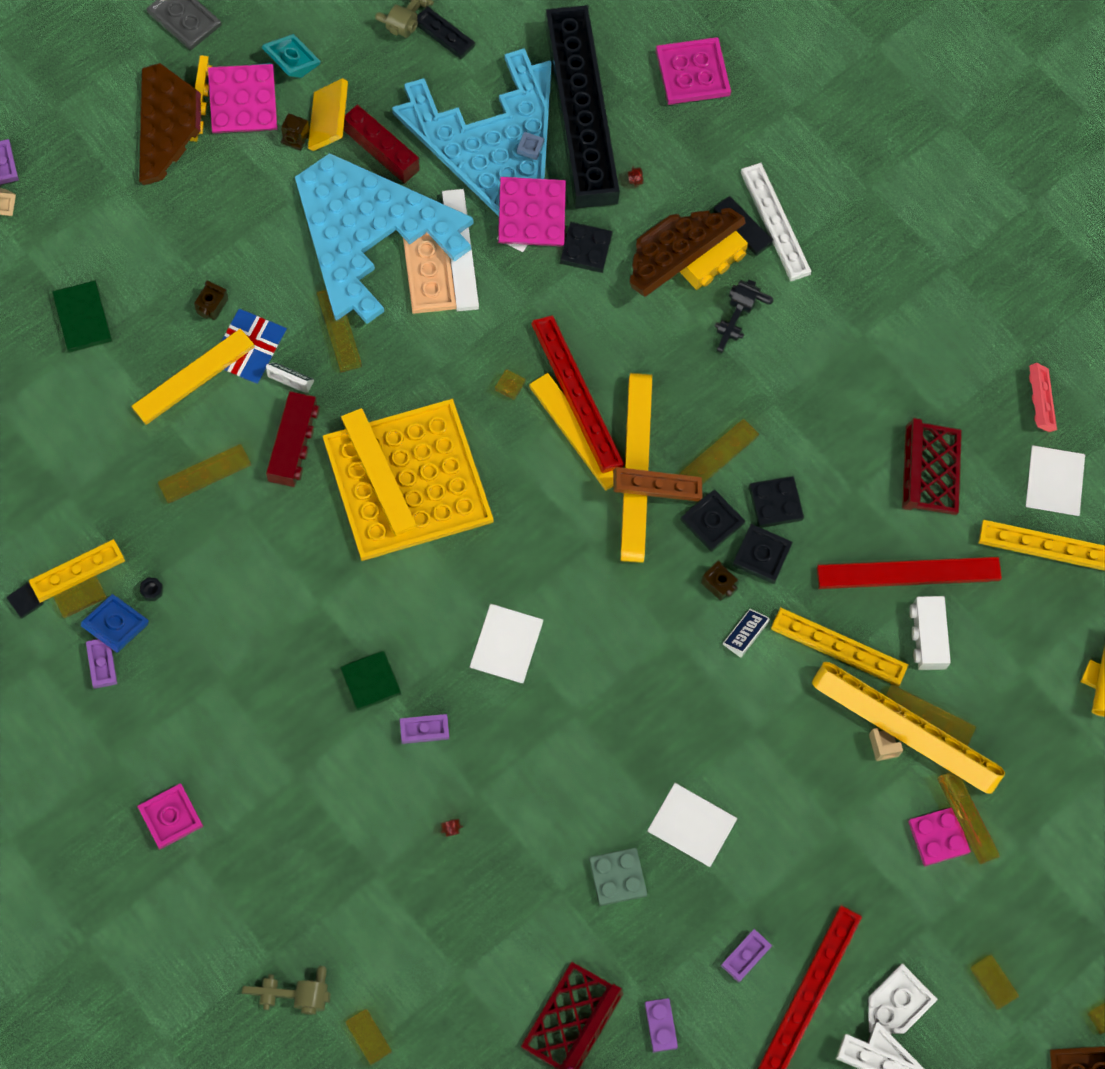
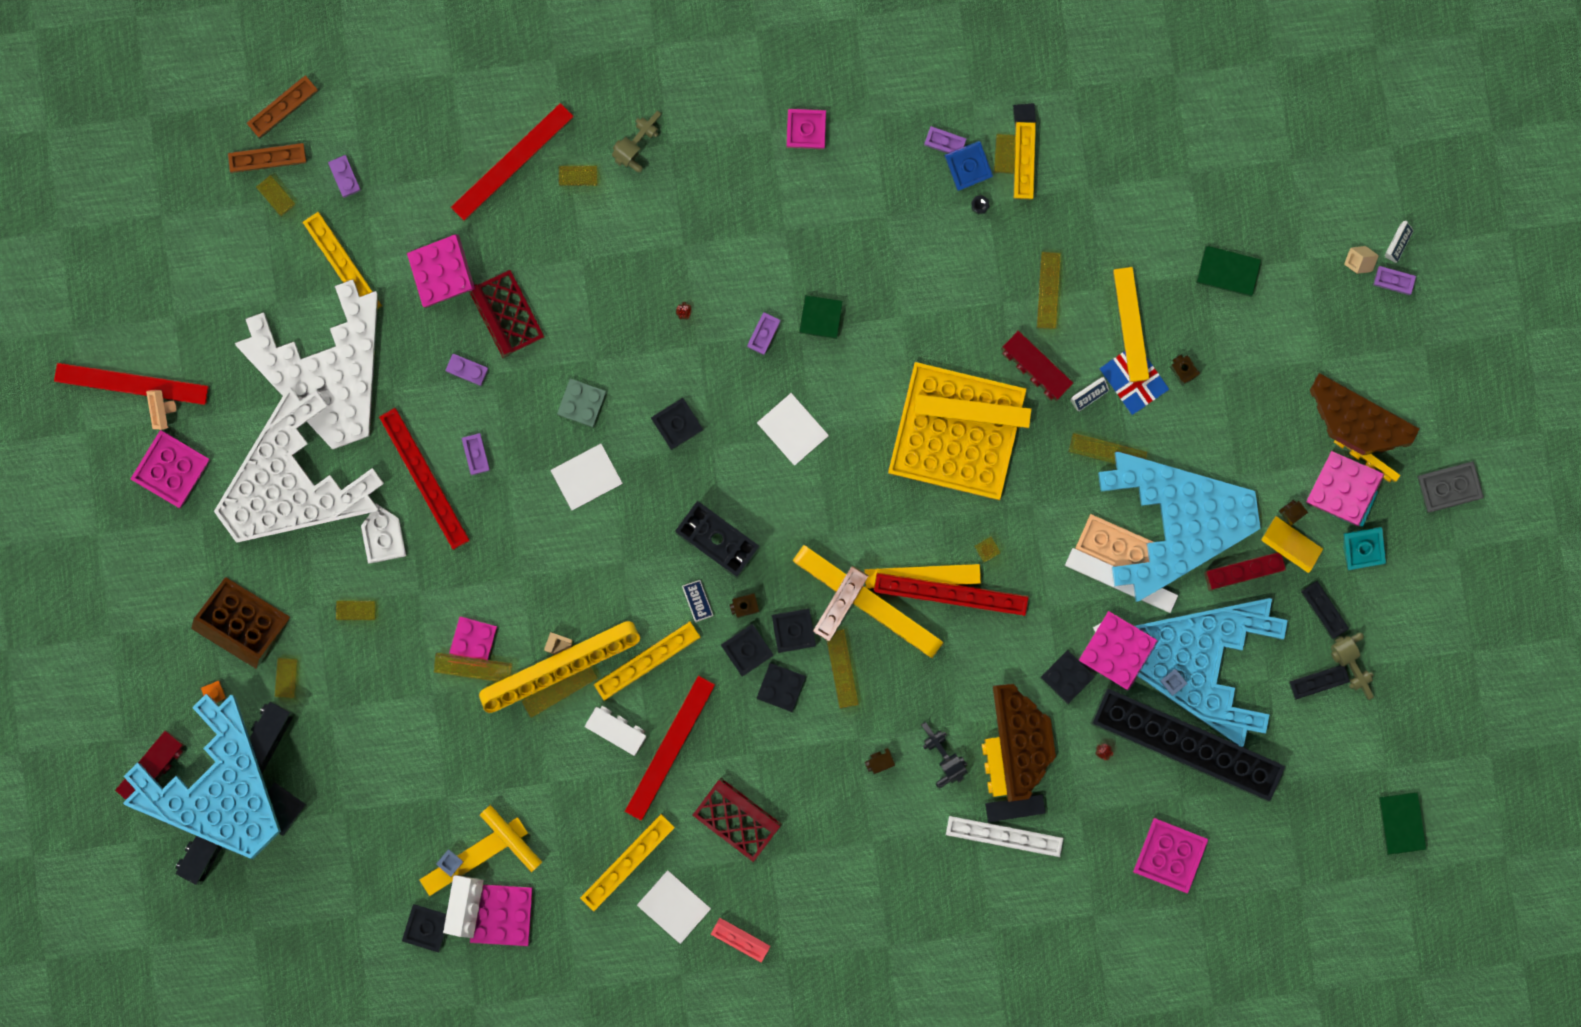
camera: 125 degrees right, 15 degrees up
(372, 62) = (1324, 610): none -> black tile
(577, 761) = (677, 424): none -> black plate
(671, 666) = (731, 554): none -> black plate
(785, 366) = (879, 762): none -> dark brown brick

